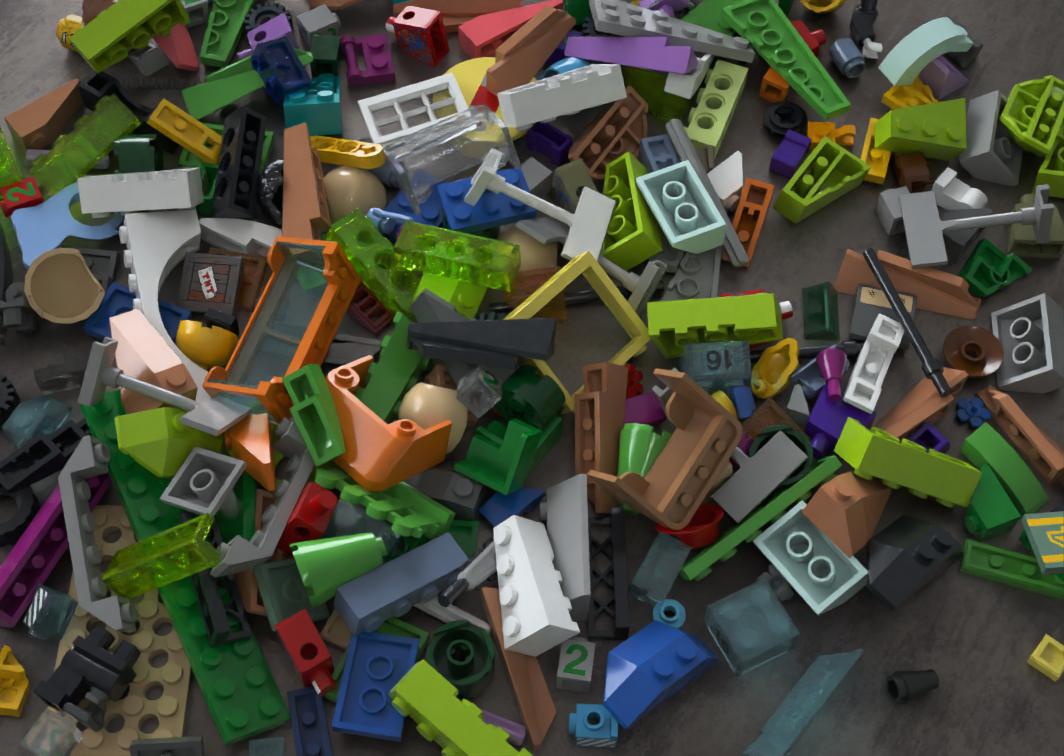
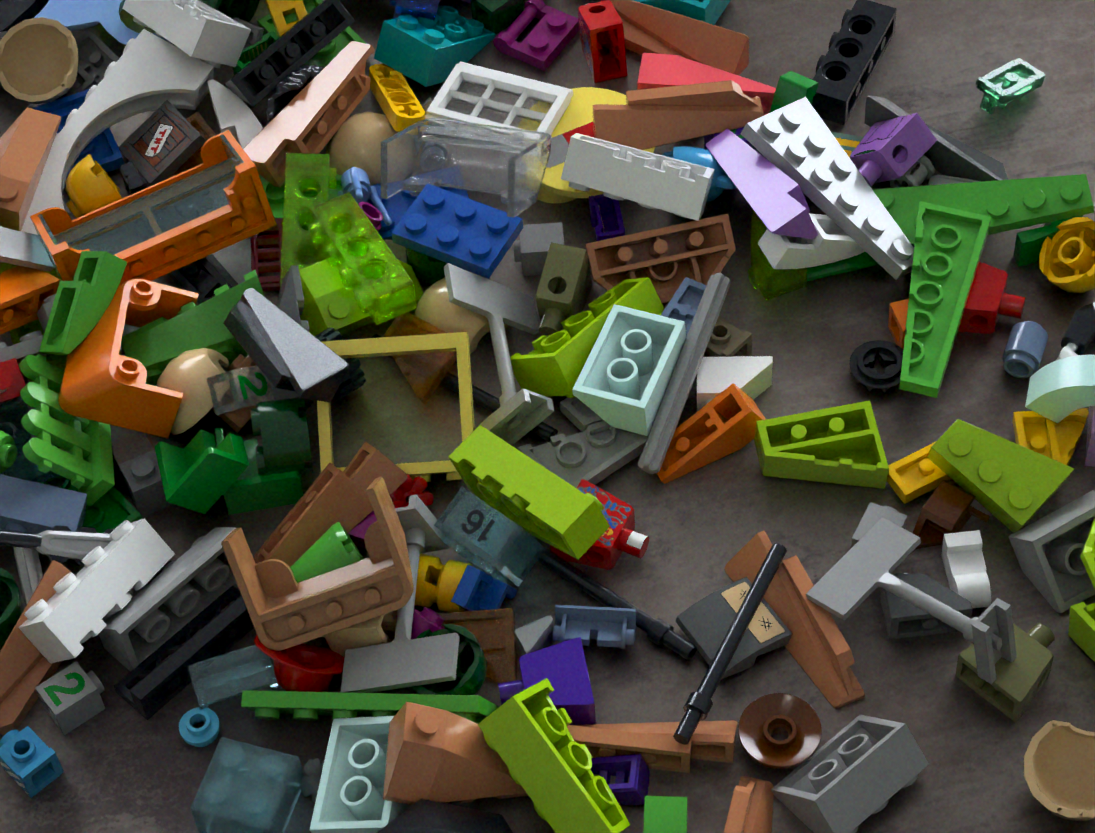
camera: 50 degrees right, 5 degrees down
(502, 507) = (178, 522): blue slope -> none
(586, 225) = (517, 318): white piece -> none
(652, 669) = (121, 752): blue wedge -> none
(716, 105) = (811, 304): yellowish green brick -> none
(775, 369) = (554, 588): yellow arm -> none
(790, 154) = (837, 394): dark purple piece -> none
(821, 312) = (681, 579): clear green slope -> none
(832, 365) = (600, 624): magenta cone -> none
(842, 136) = (905, 411): light orange plate -> none
(872, 364) = (646, 662): white slope -> none
(972, 411) = (712, 790): blue plant -> none
(991, 269) = (911, 671): green slope -> none

